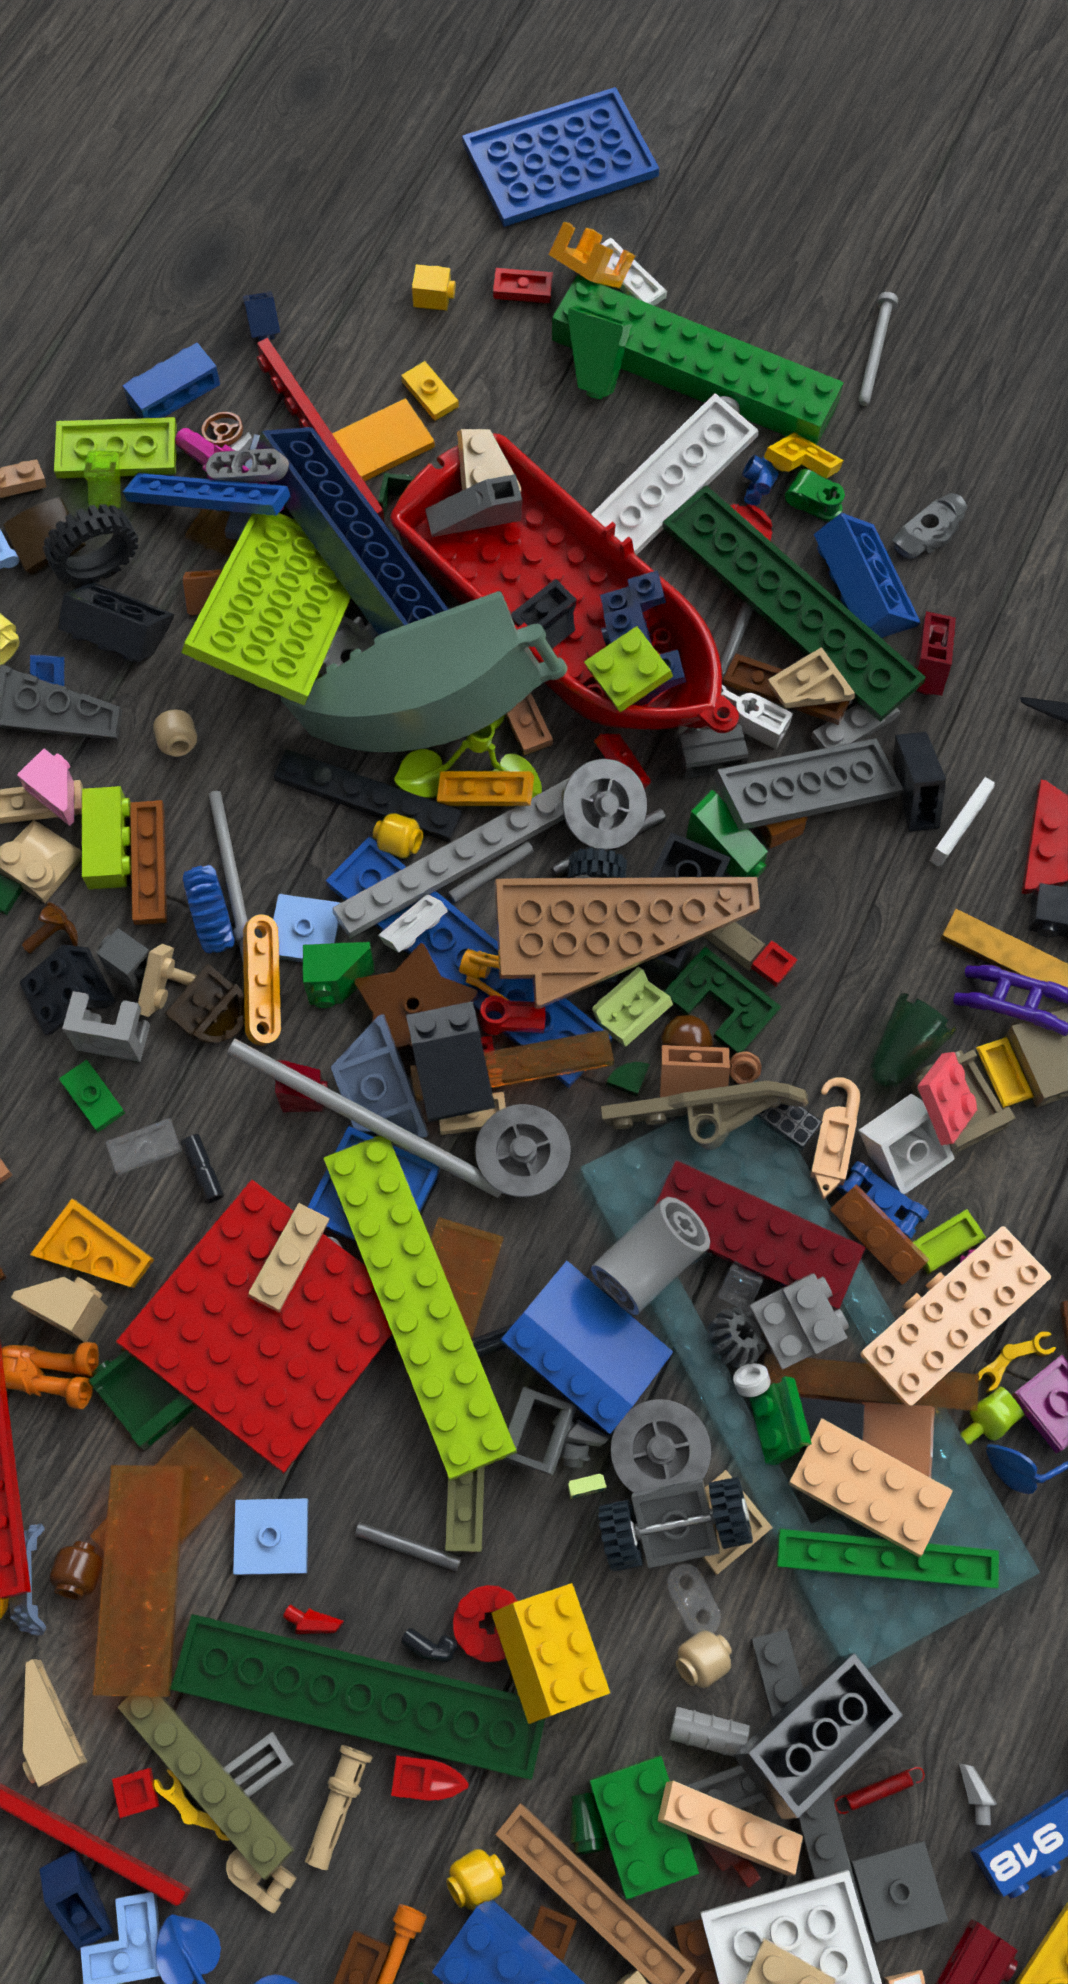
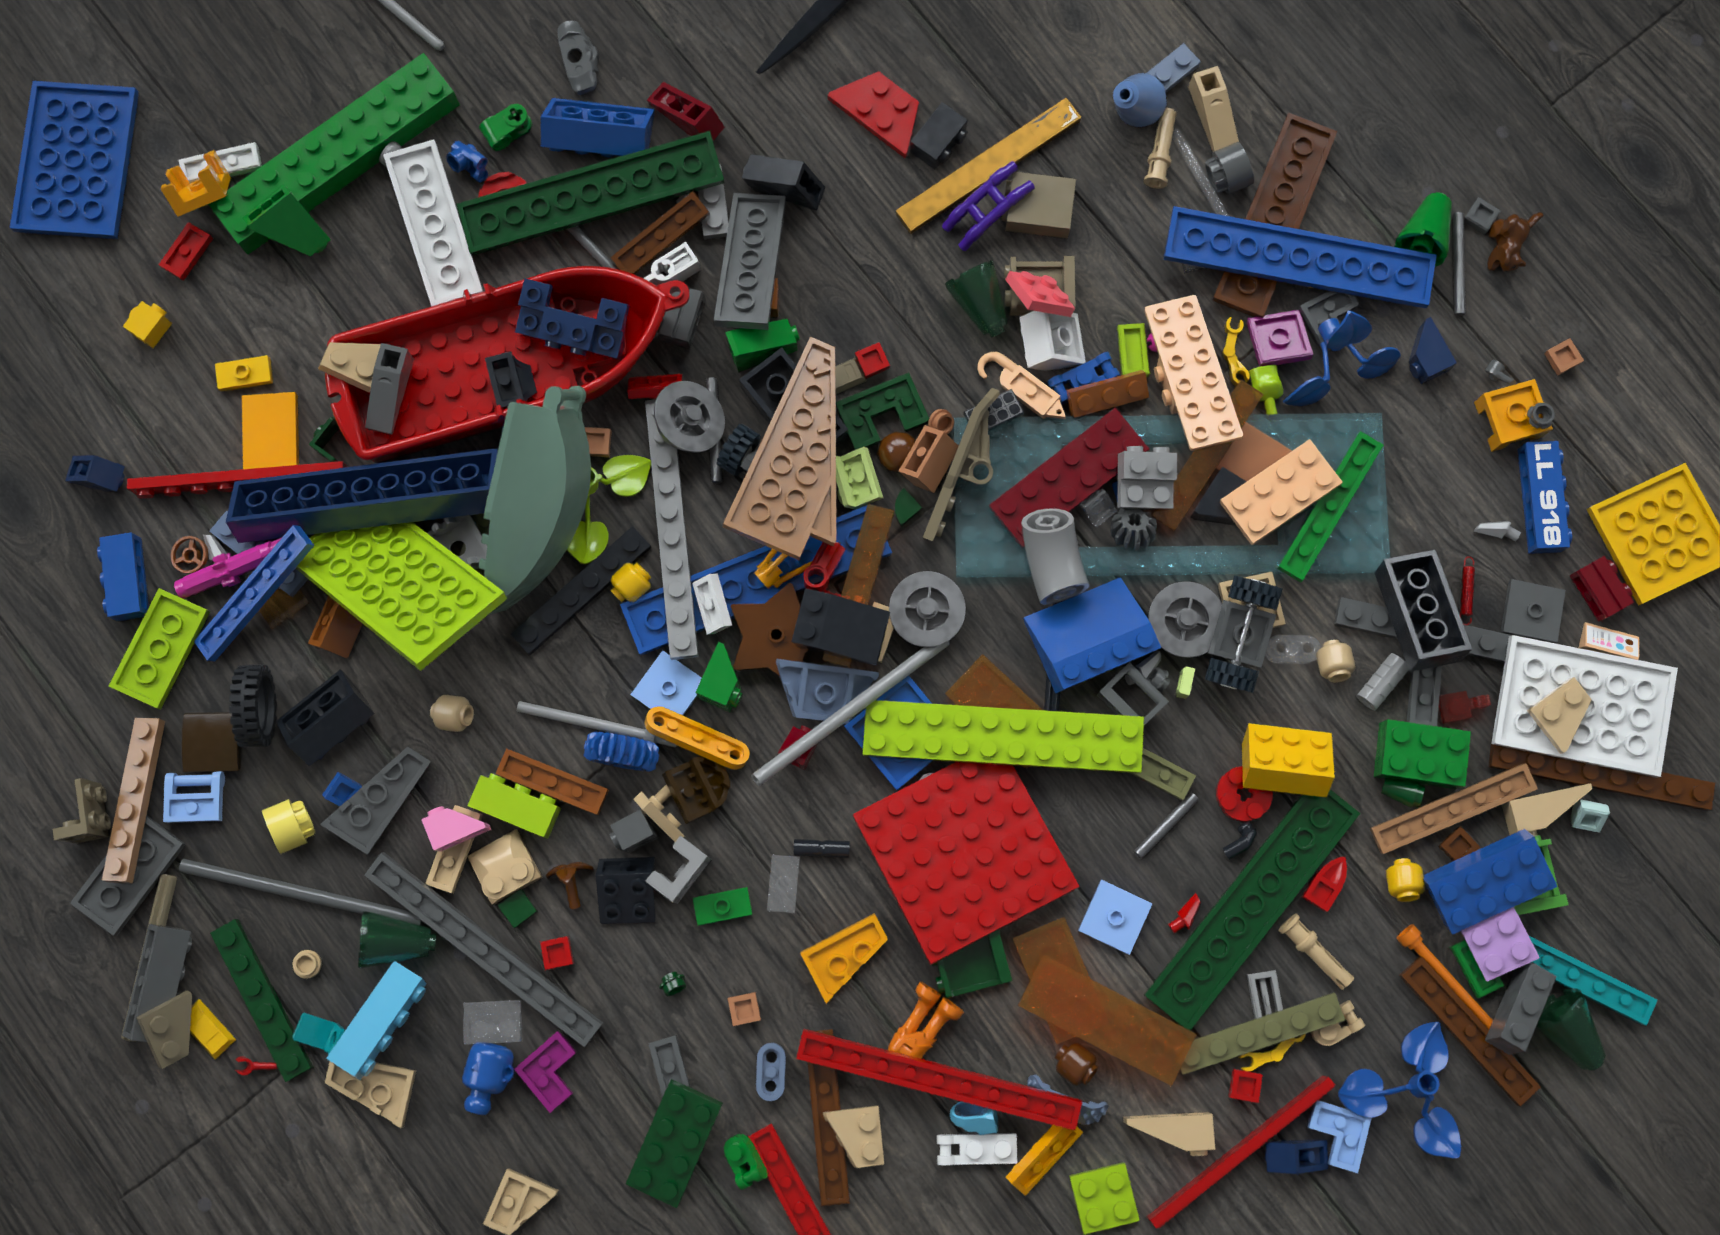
camera: 60 degrees left, 10 degrees up
(64, 1304) = (883, 991): tan slope -> none
(103, 478) = (189, 671): clear neon green slope -> none
(258, 471) = (262, 544): light grey beam -> none
(288, 1257) = (927, 812): tan plate -> none
(485, 788) = (626, 498): light orange plate -> none
(490, 872) = (693, 529): light grey bar -> none
(628, 669) = (599, 342): lime plate -> none
(730, 1828) = (1451, 698): light nougat plate -> none
(751, 1380) = (1168, 533): white tile -> none
(780, 1421) = (1205, 528): green plate -> none
(796, 450) = (462, 117): yellow plate -> none
(811, 682) = (670, 215): tan wing -> none
(962, 822) = (832, 168): white tile -> none
(1004, 1072) = (1033, 244): yellow tile -> none

